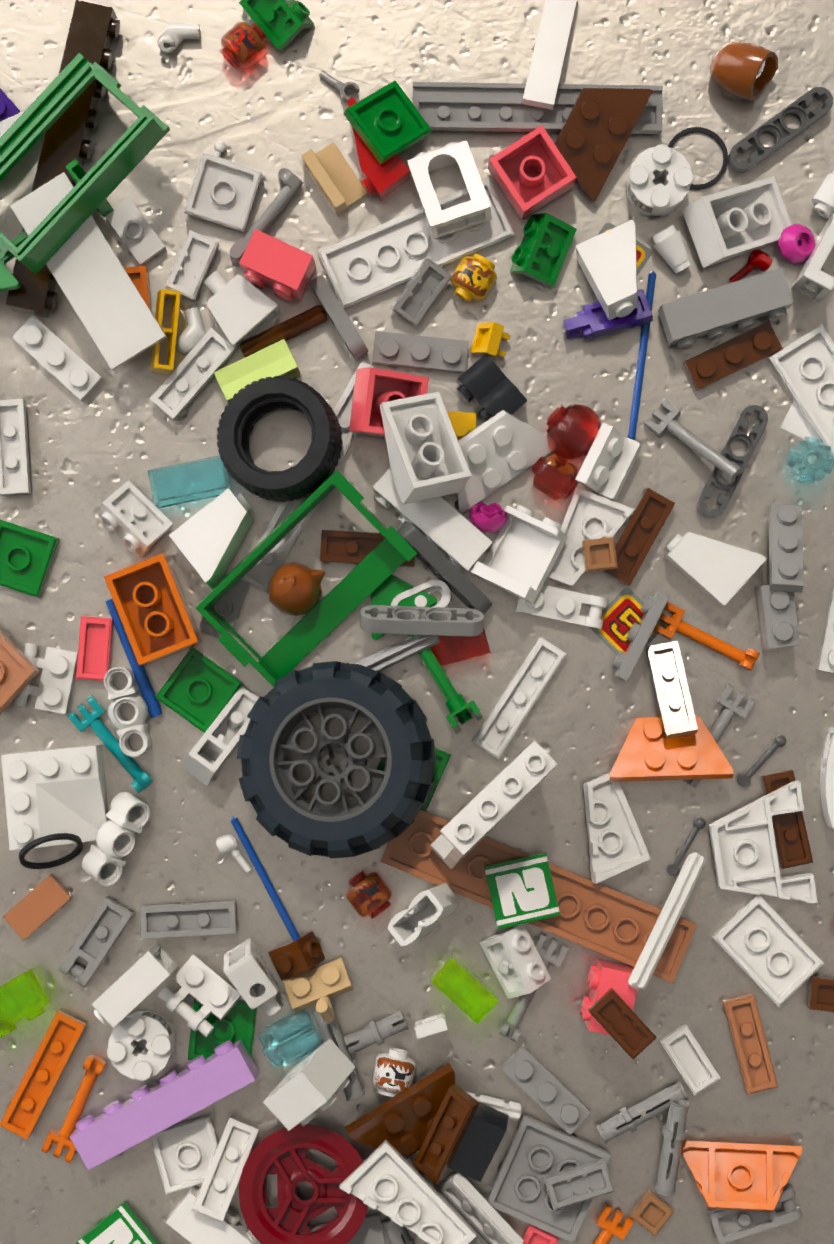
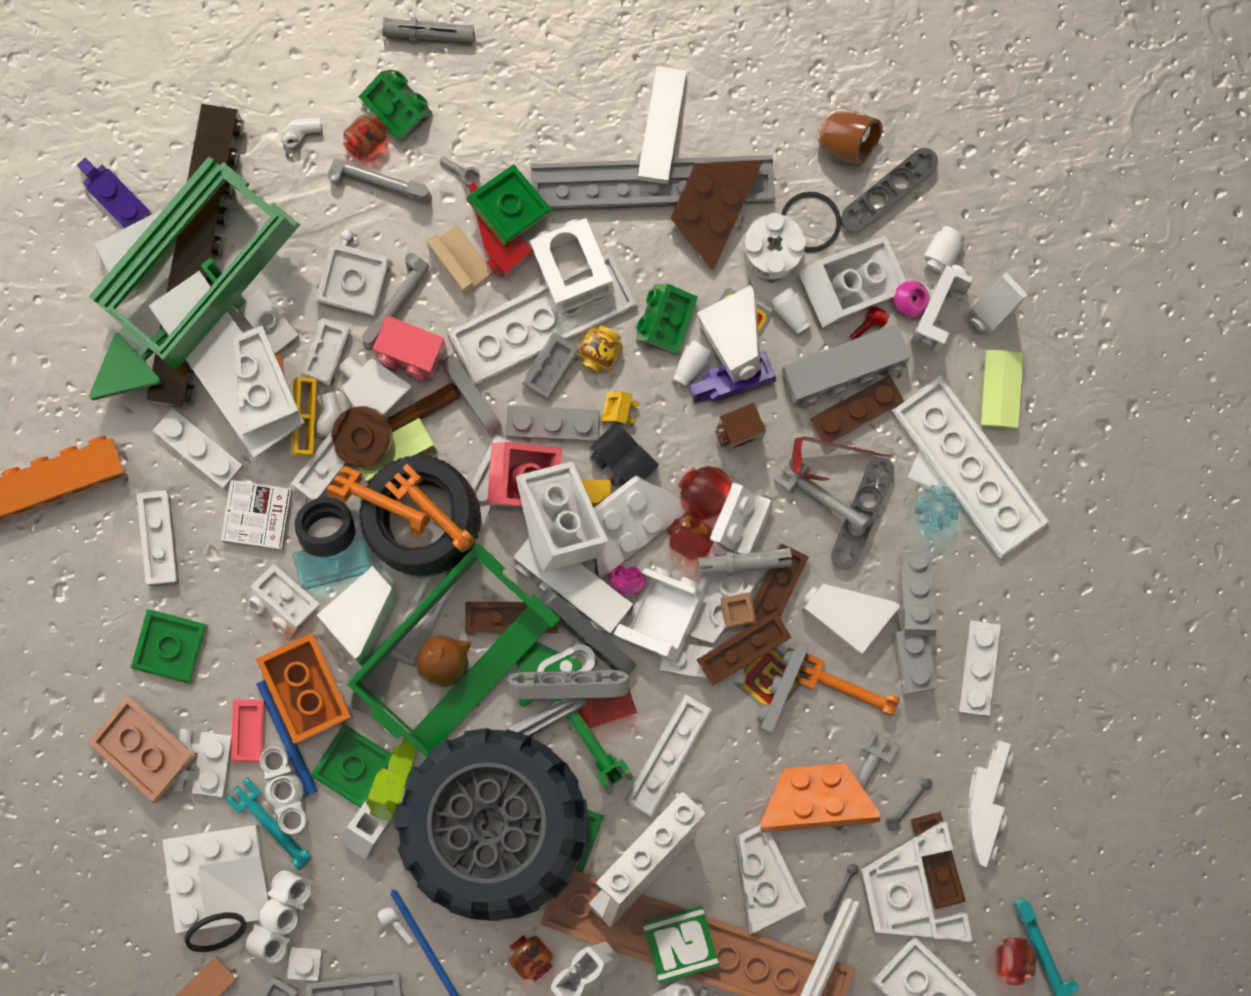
camera: 15 degrees left, 5 degrees down
(113, 429) = (256, 515): none -> white tile
(122, 294) = (261, 383): none -> white wing
(140, 886) = (304, 964): none -> white plate
(182, 426) = (327, 545): none -> black tyre
(210, 404) = (351, 486): none -> orange hinge
(224, 354) = (362, 436): none -> reddish brown tile
(234, 713) = (390, 785): none -> lime piece
(291, 102) = (413, 189): none -> light grey hinge
(320, 465) = (462, 539): none -> orange hinge
(531, 172) = (650, 245): coral brick -> none
(567, 297) = (692, 363): none -> white cone
(603, 594) = (743, 648): none -> reddish brown plate
(609, 505) = (744, 562): none -> light grey pin
(613, 366) = (740, 428): none -> reddish brown brick
(641, 361) = (768, 419): blue axle -> none
(670, 400) = (797, 456): none -> red piece
(672, 690) = (816, 738): plate -> none

